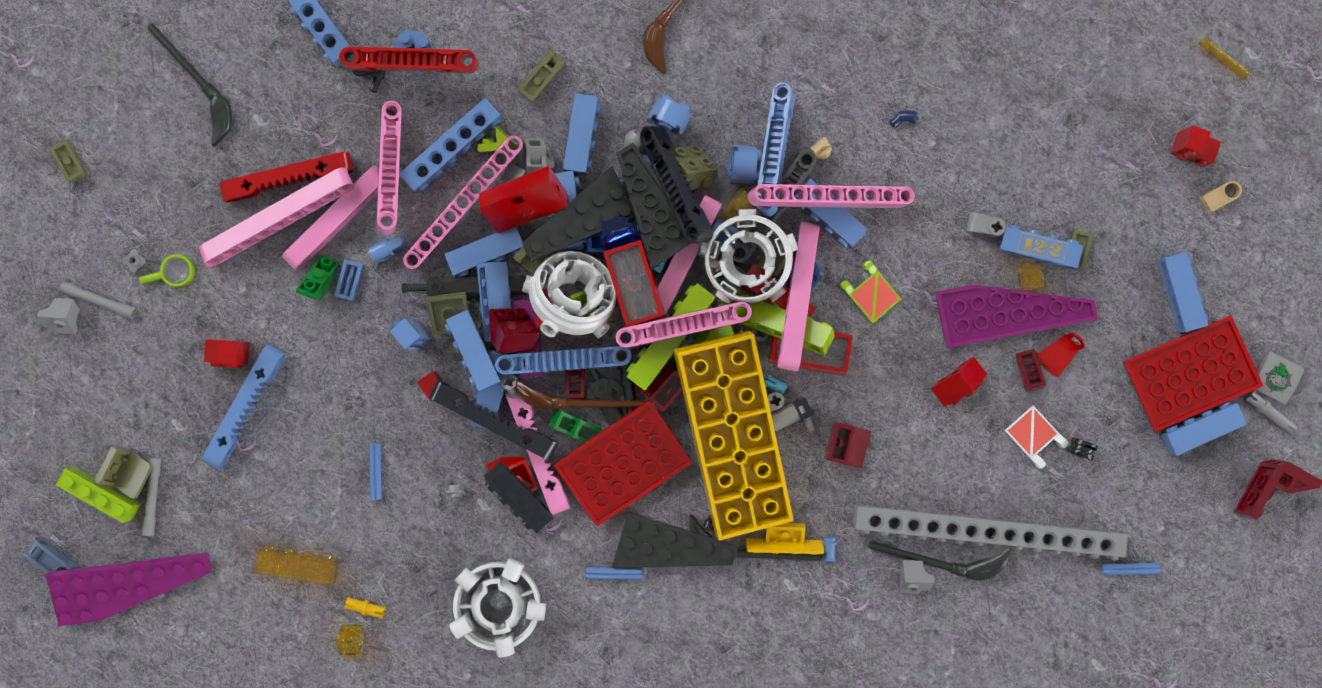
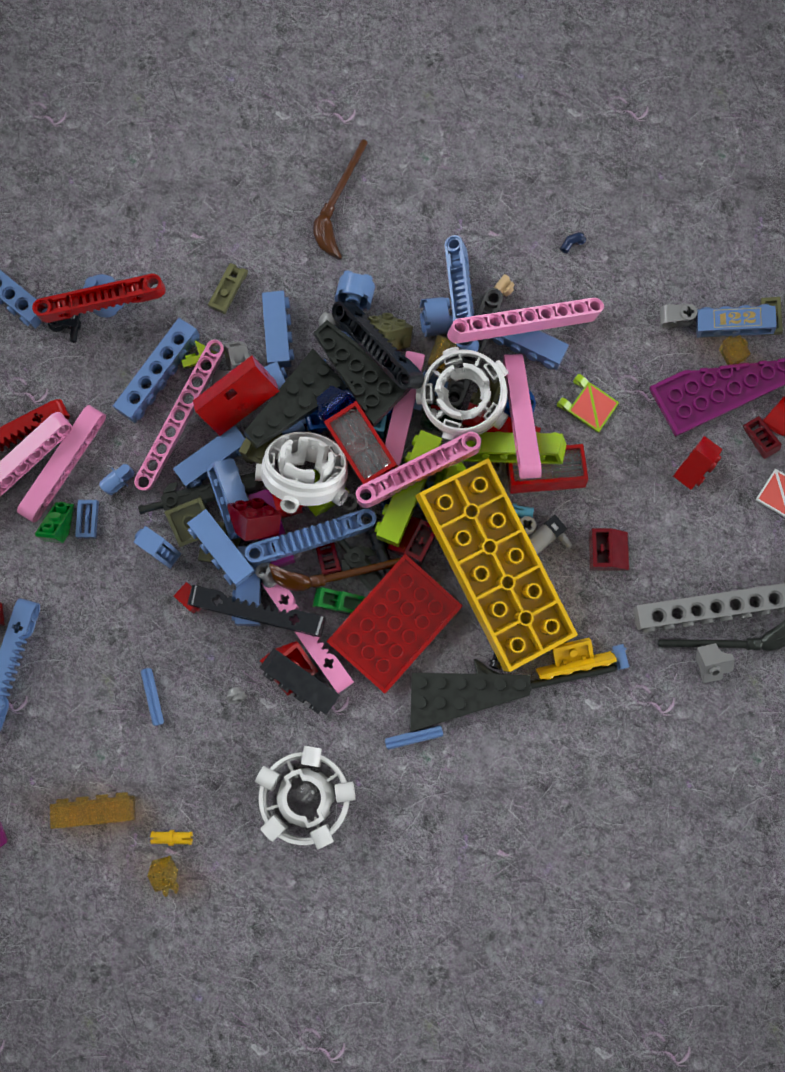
camera: 10 degrees left, 10 degrees down
(389, 167) = (102, 402): bright pink gear -> none

